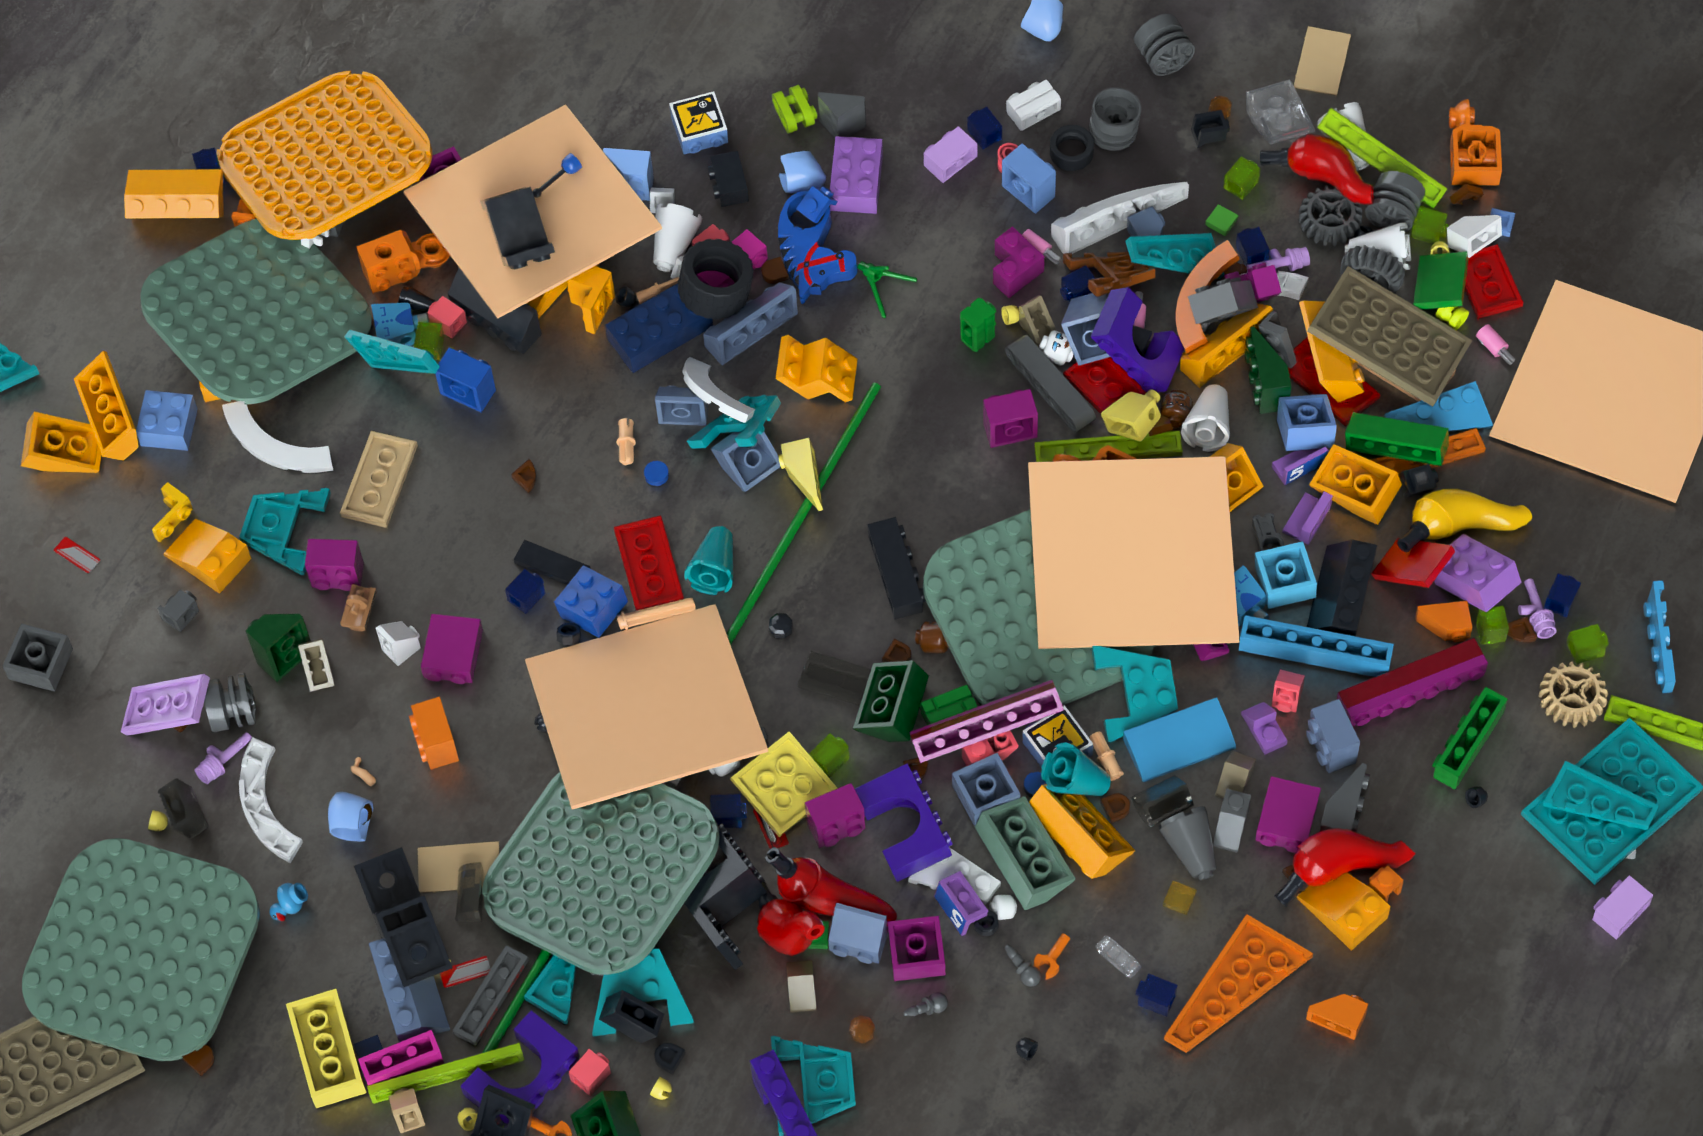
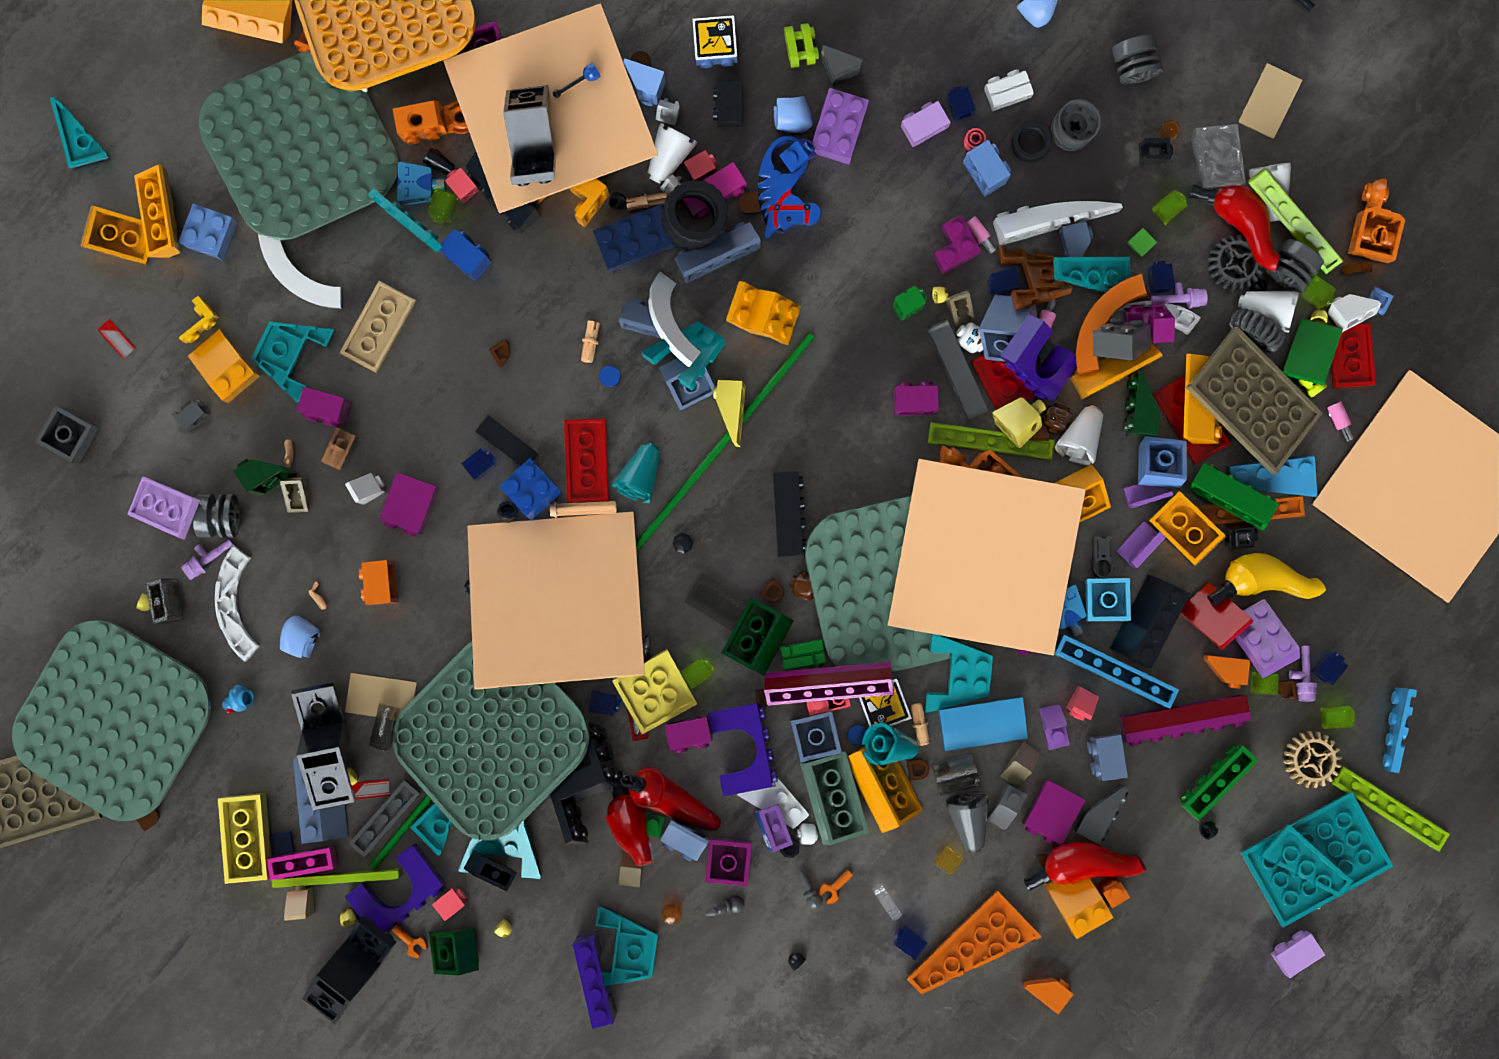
camera: 15 degrees right, 25 degrees up
(668, 1056) = (515, 900): black tile -> none
(874, 274) = (835, 226): green plant -> none
(1278, 338) = (1157, 382): dark grey bracket -> none

